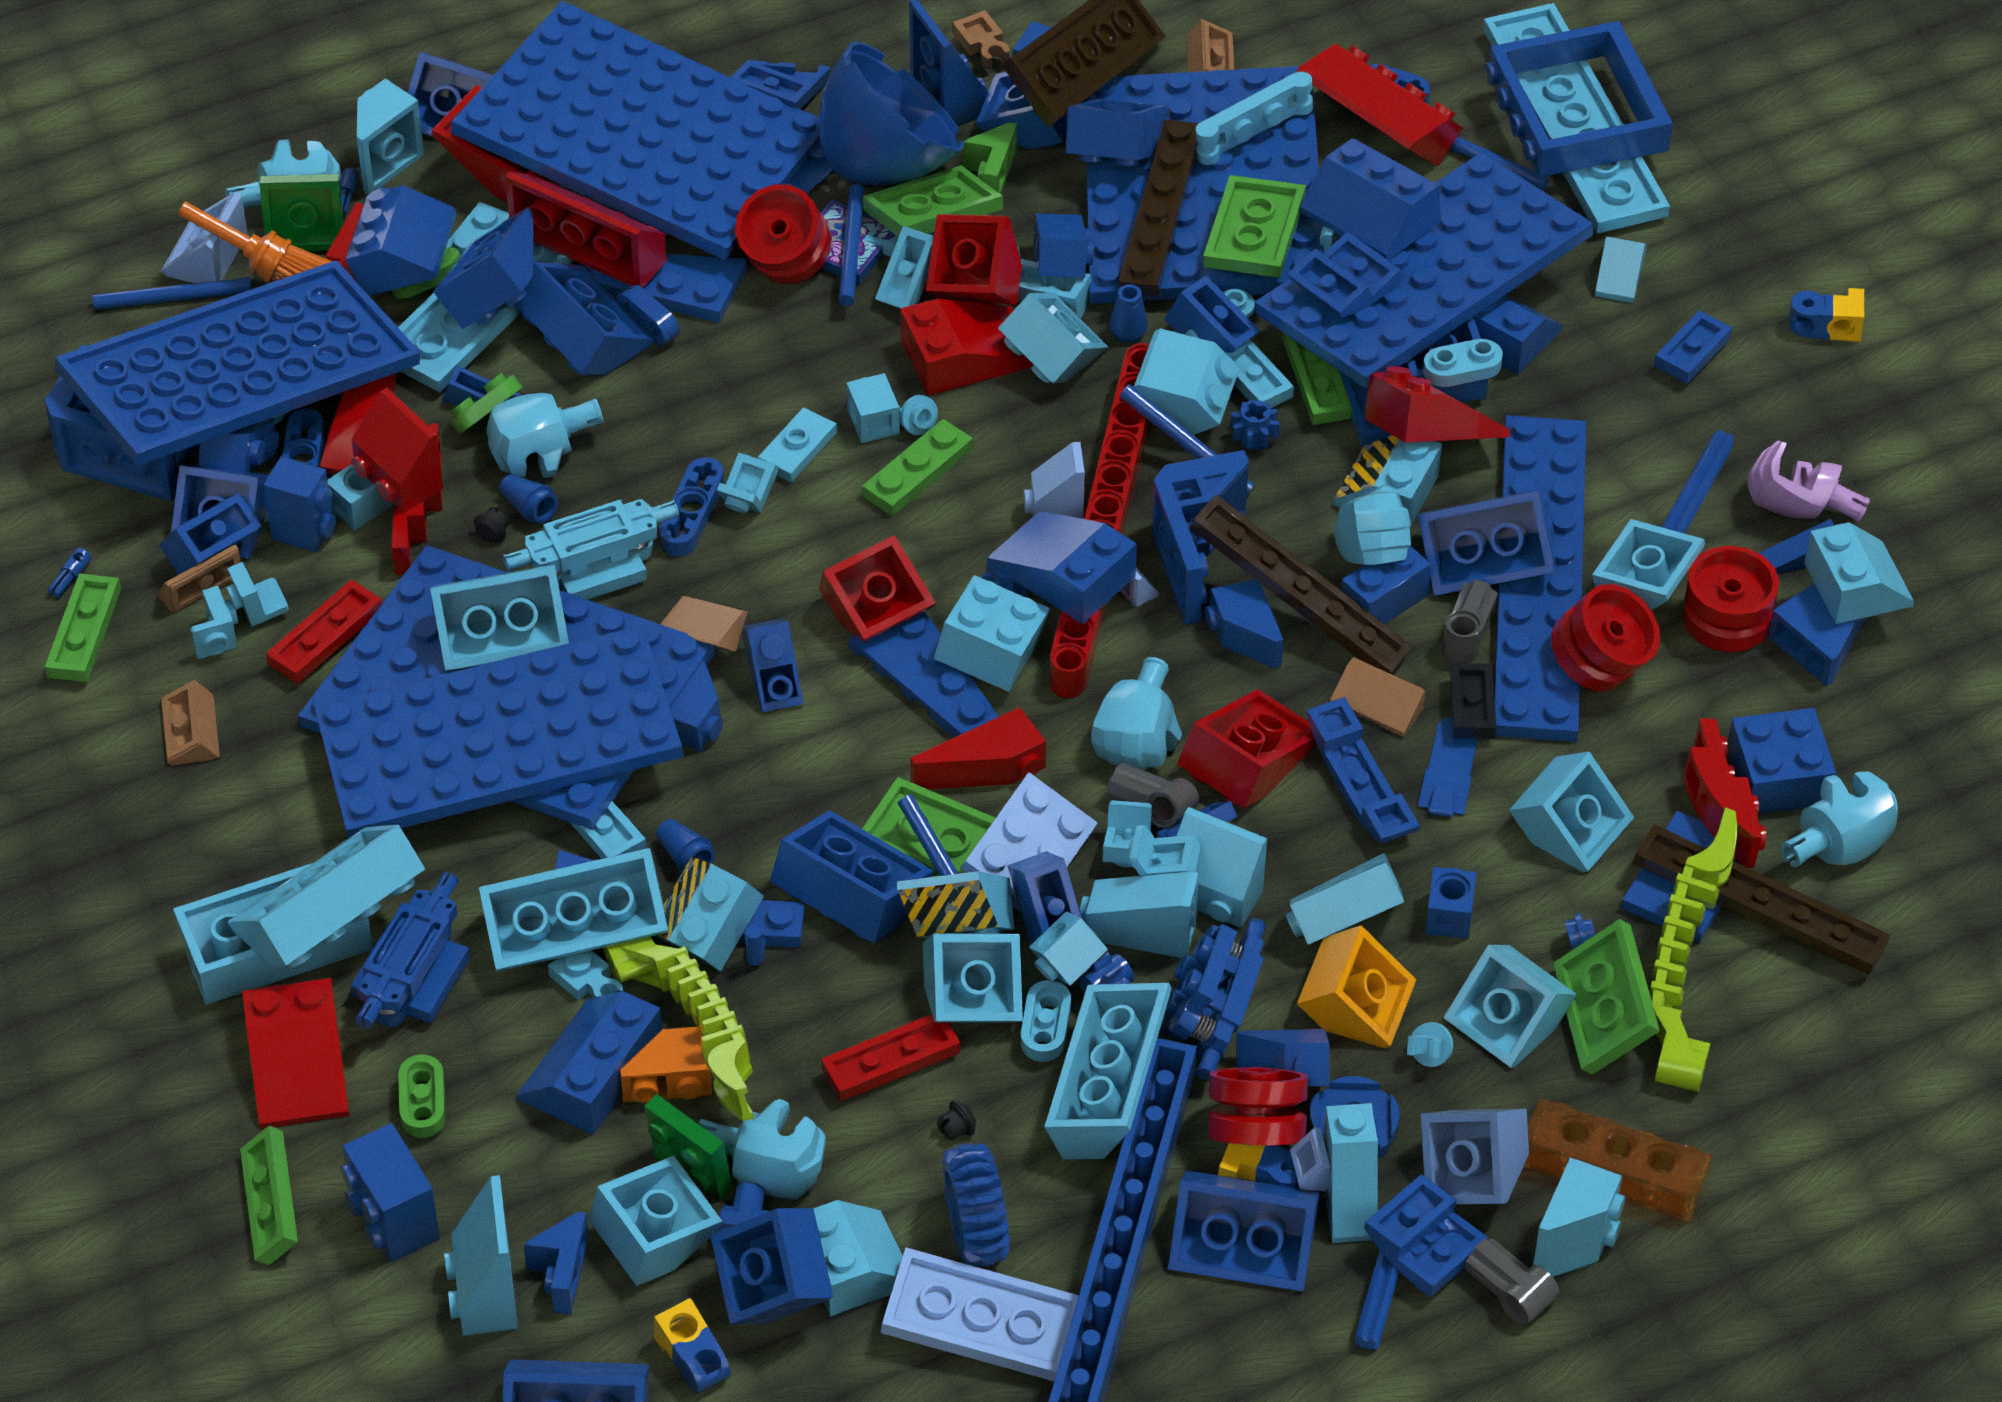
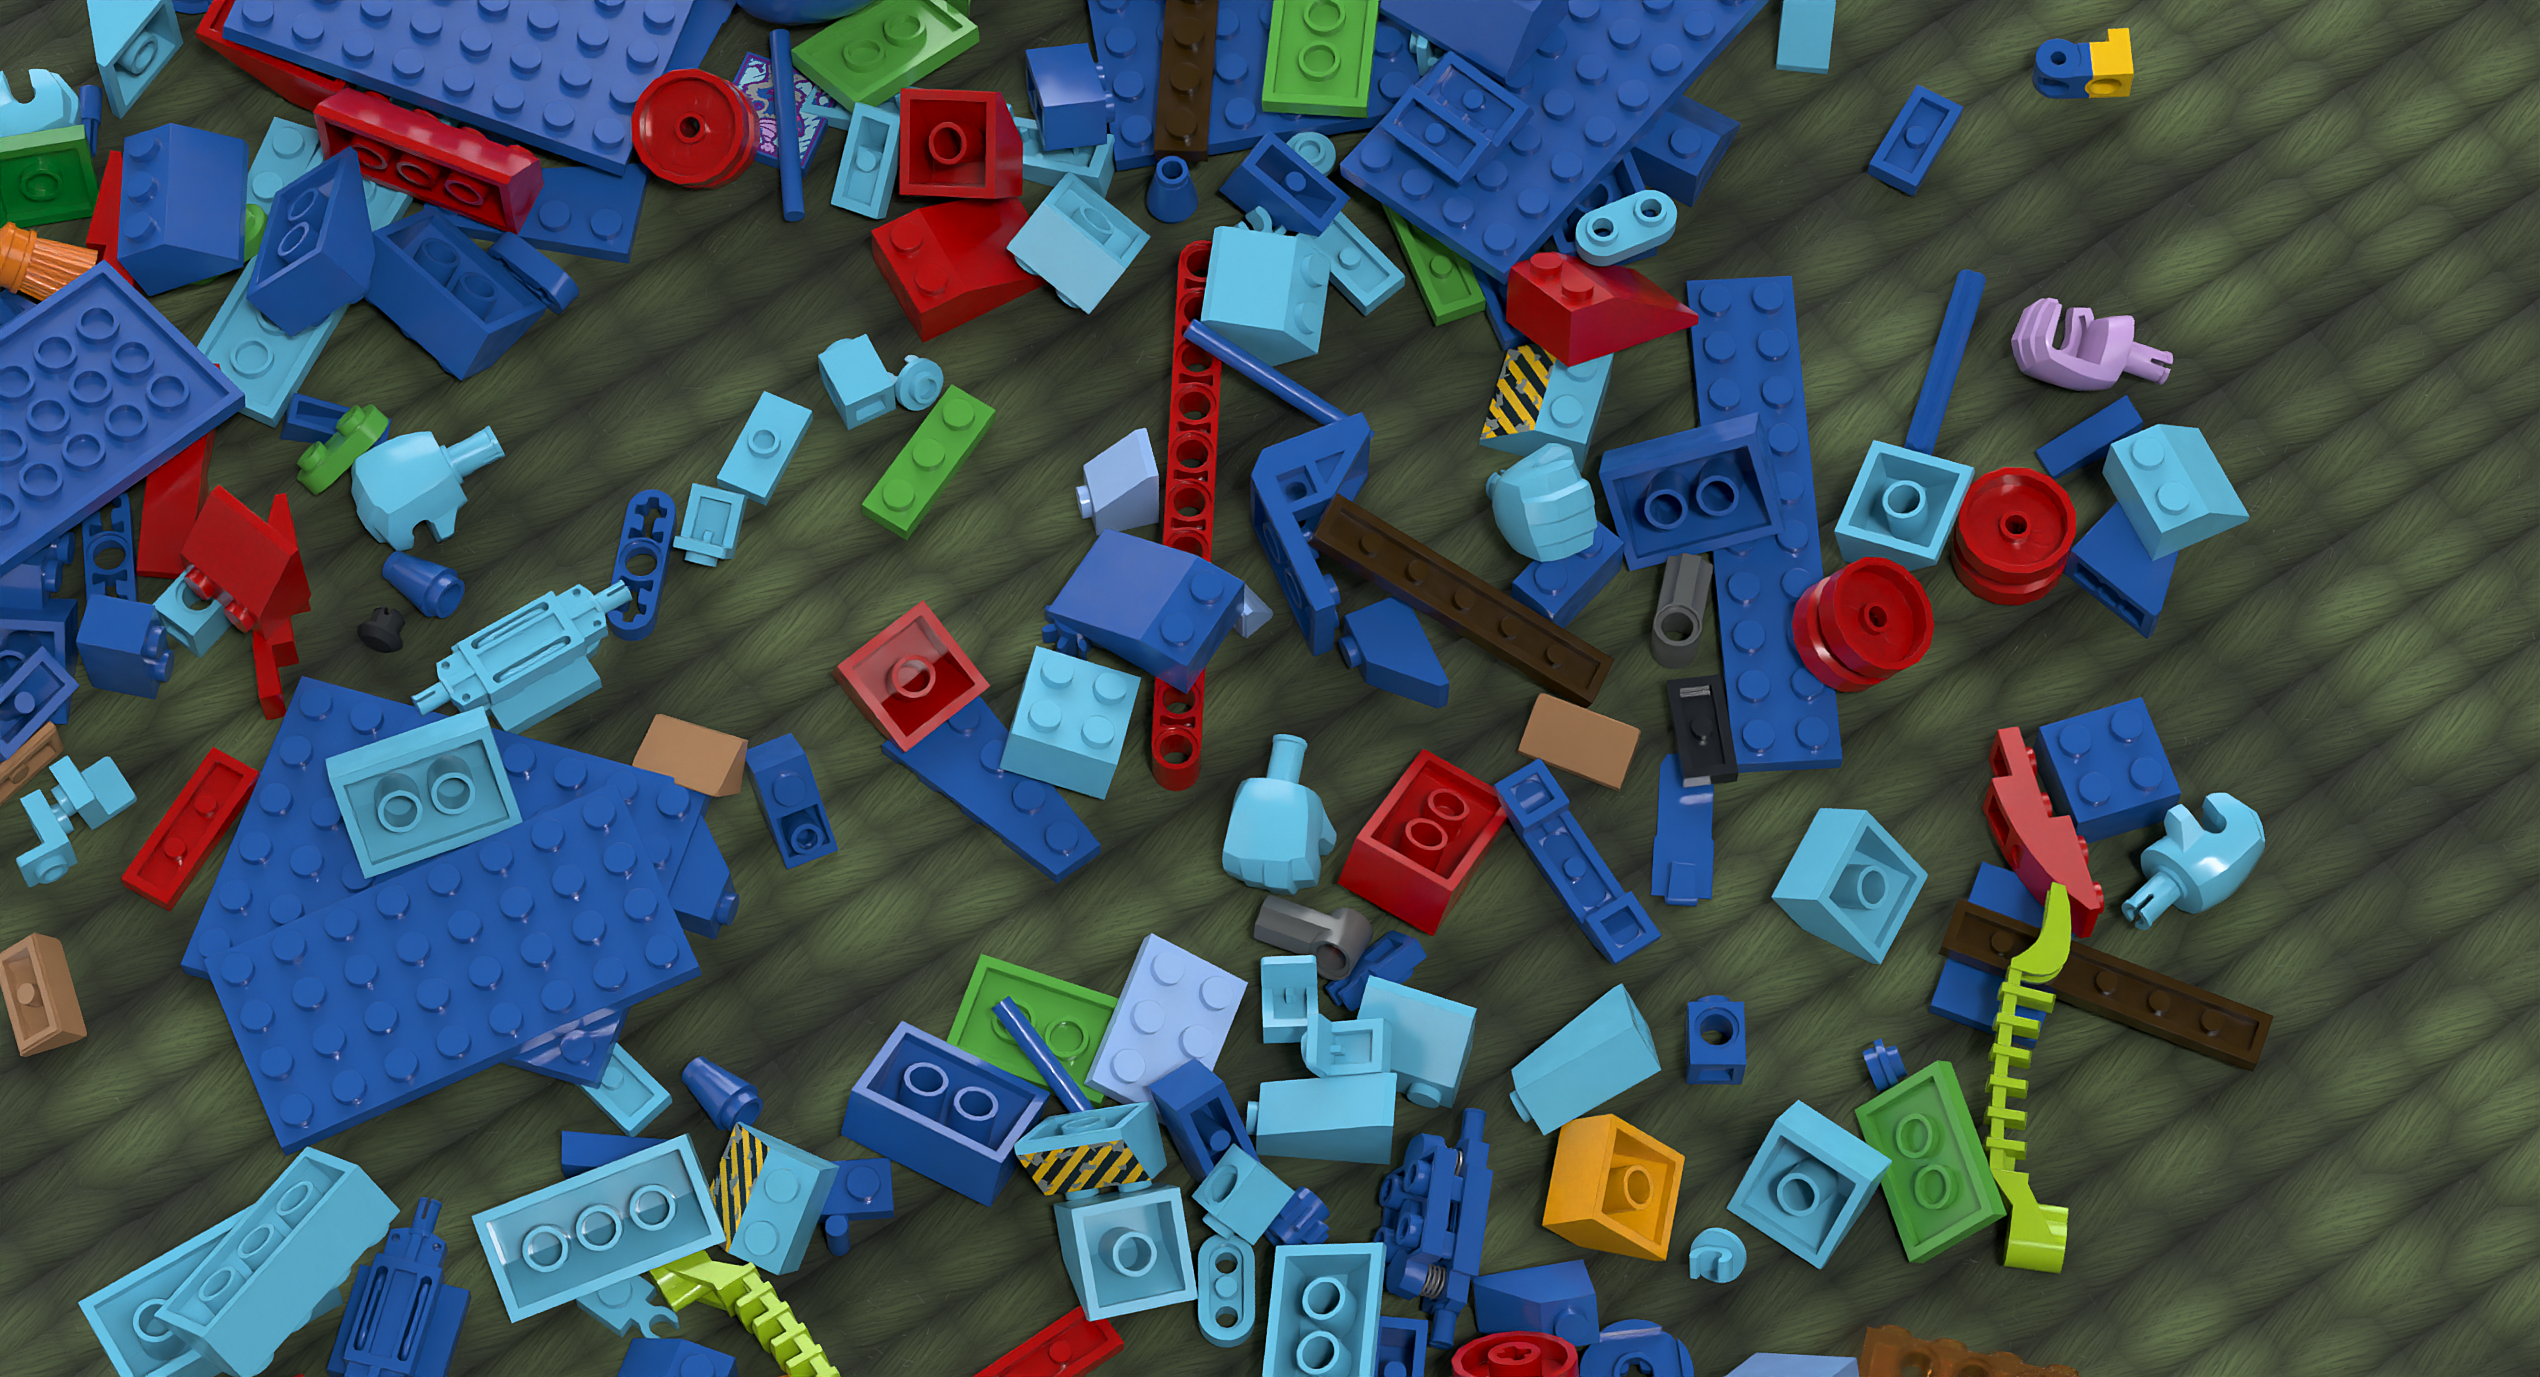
camera: 10 degrees left, 15 degrees up
(984, 756) = (1089, 904): red slope -> none
(1254, 424) = (1362, 341): blue gear -> none

